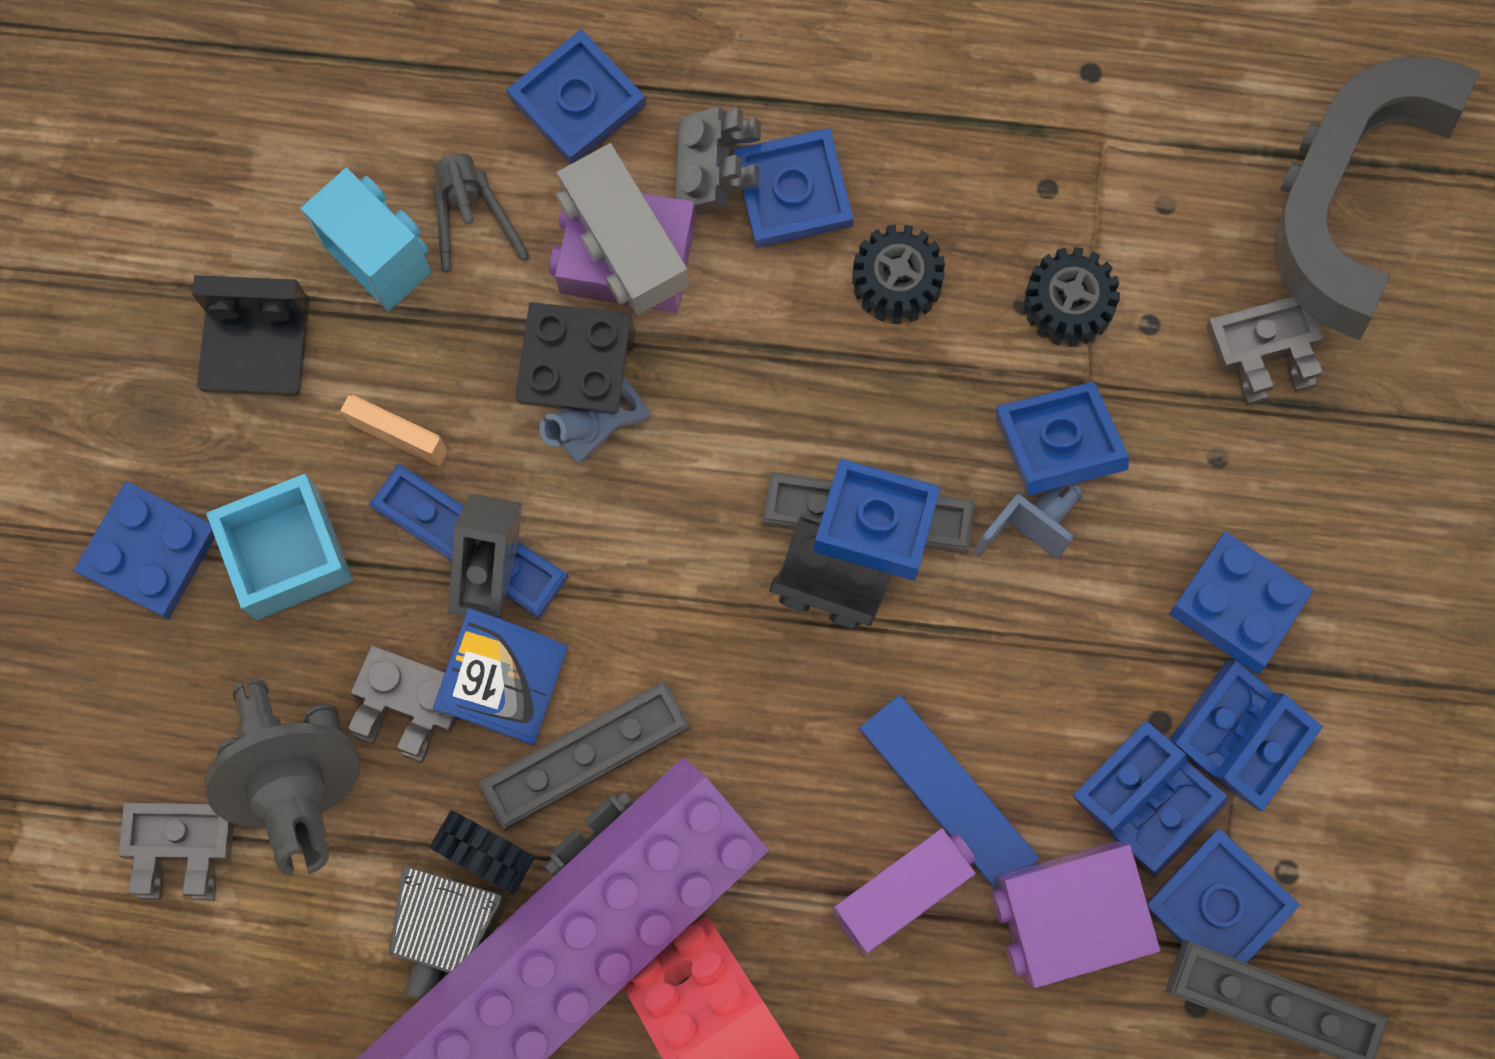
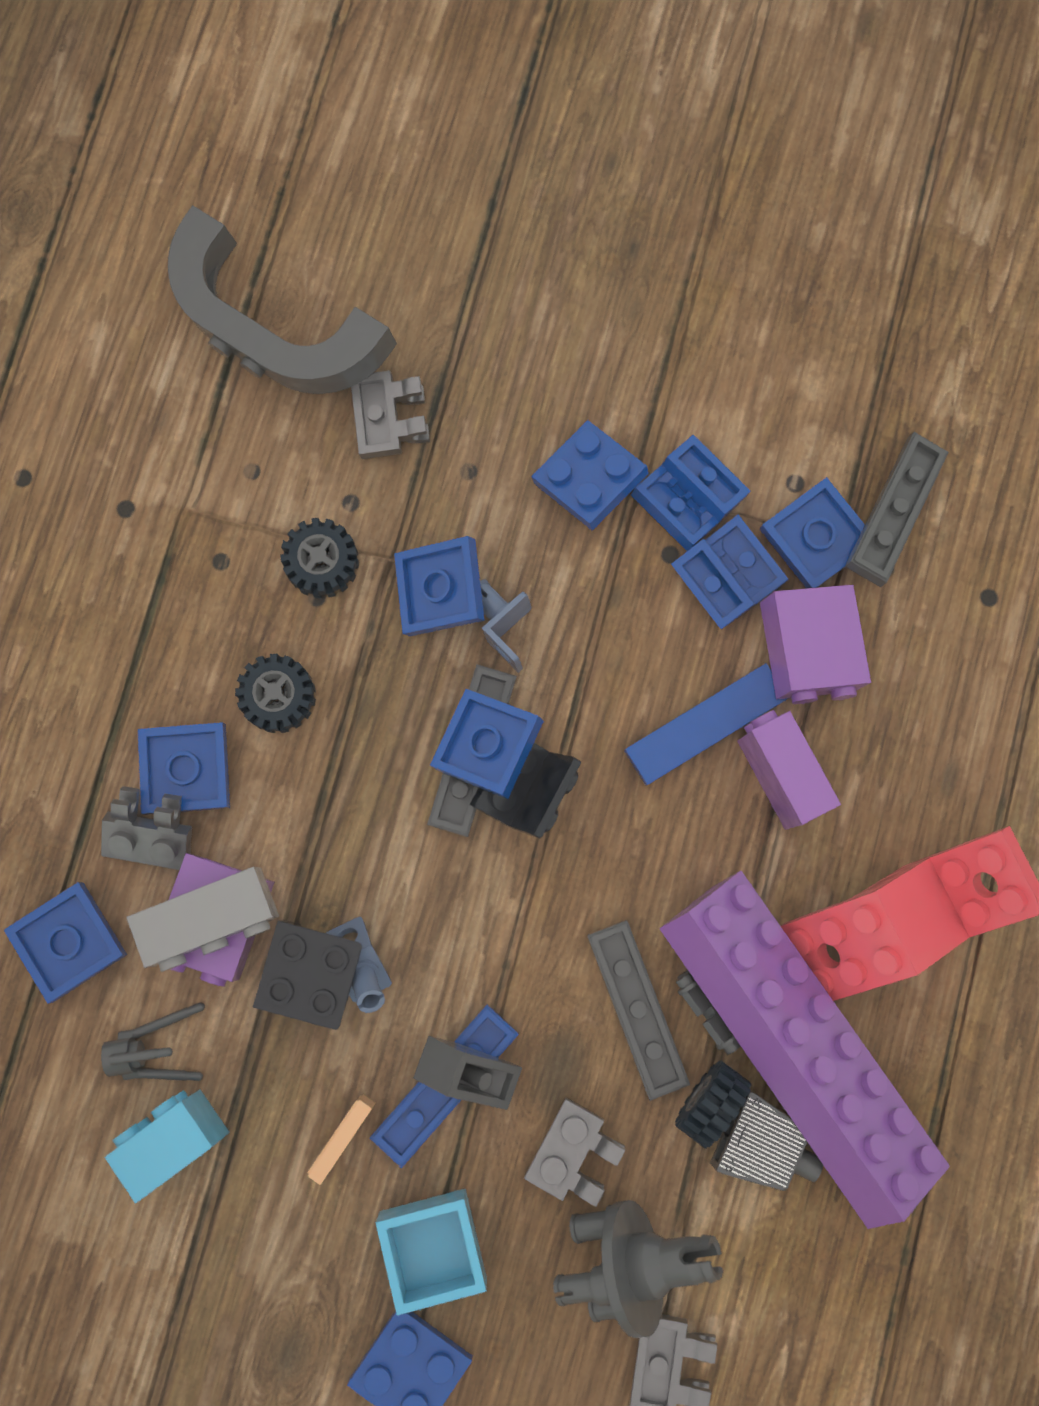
camera: 90 degrees left, 5 degrees up
(251, 335) = (235, 1258): black bracket -> none
(500, 677) = (567, 1072): slope -> none

